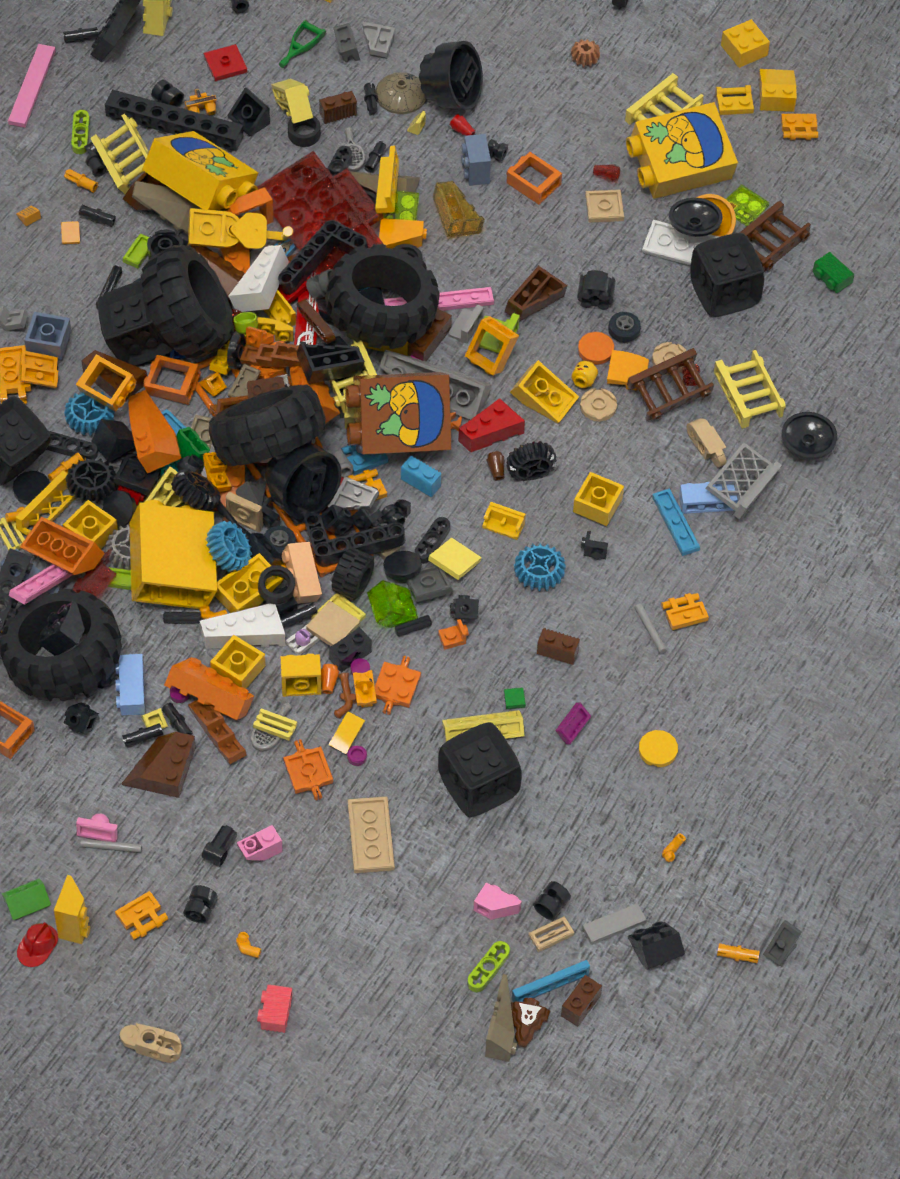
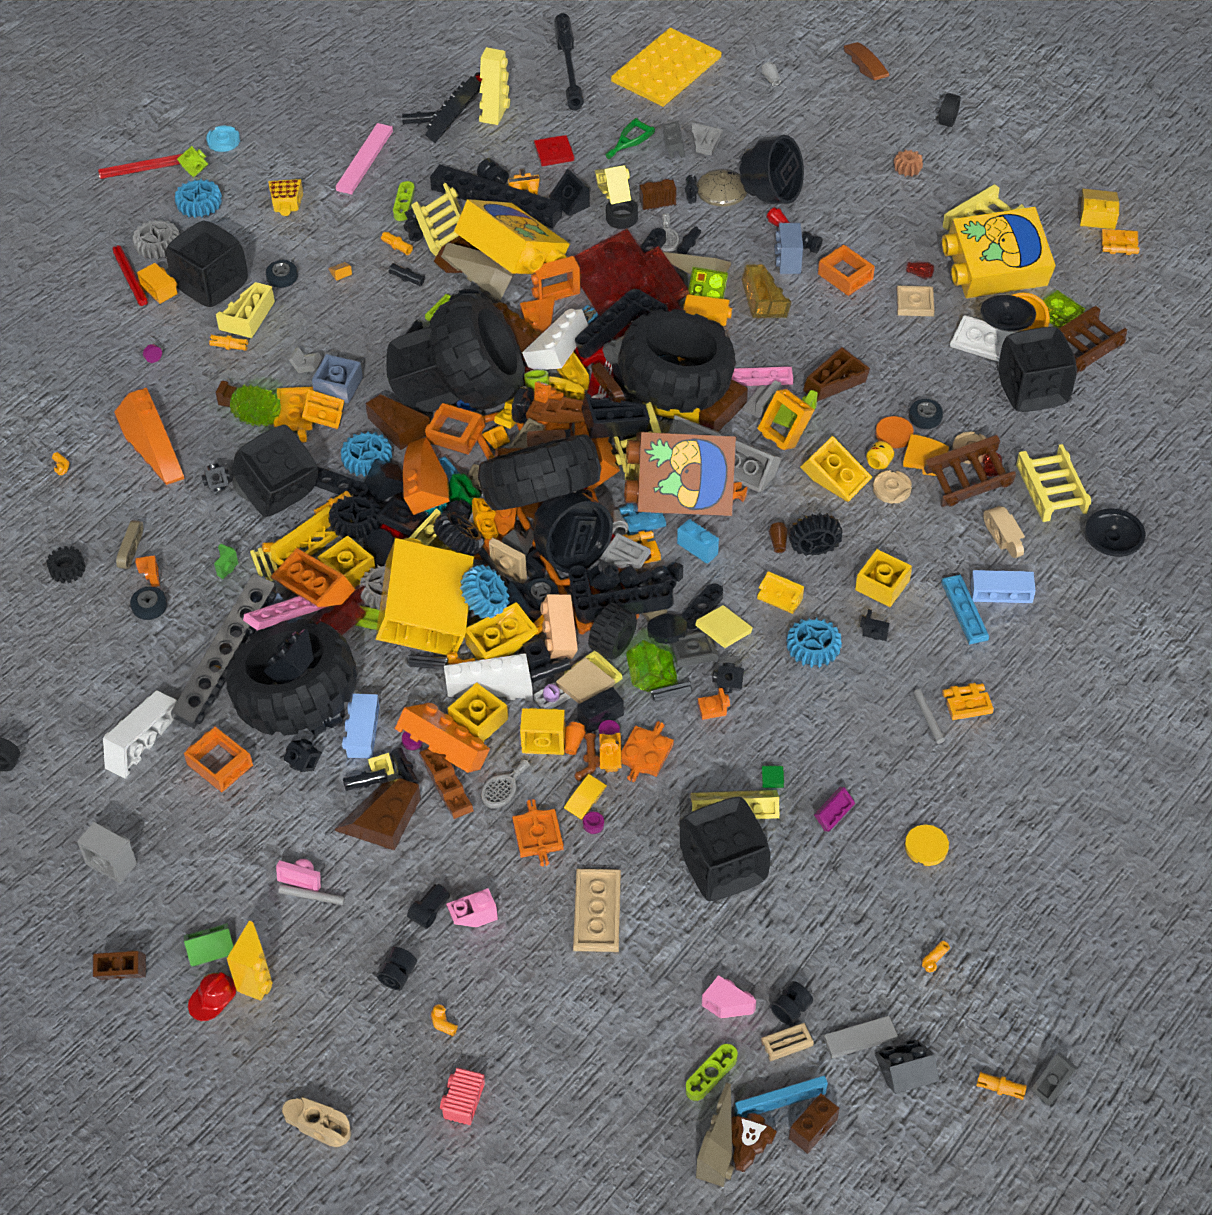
camera: 10 degrees right, 5 degrees down
(29, 485) = (291, 518): black tile -> none
(70, 232) = (377, 288): light orange slope -> none
(91, 374) = (373, 414): light orange window -> none
(138, 910) = (328, 969): light orange plate -> none
(212, 229) = (528, 292): yellow plate -> none
(272, 597) = (532, 621): black tyre -> none
(276, 721) = (511, 778): light yellow tile -> none
(387, 182) = (697, 259): yellow fence -> none
(417, 123) = (735, 215): light yellow slope -> none
(491, 425) = (776, 497): red wedge -> none
(558, 646) = (825, 725): reddish brown brick -> none
(596, 289) = (899, 375): black brick -> none
(735, 104) = (1055, 219): yellow plate -> none
(745, 43) = (1069, 164): yellow brick -> none
(753, 491) = (1052, 580): light grey fence -> none
(833, 272) = (1148, 377): green brick -> none

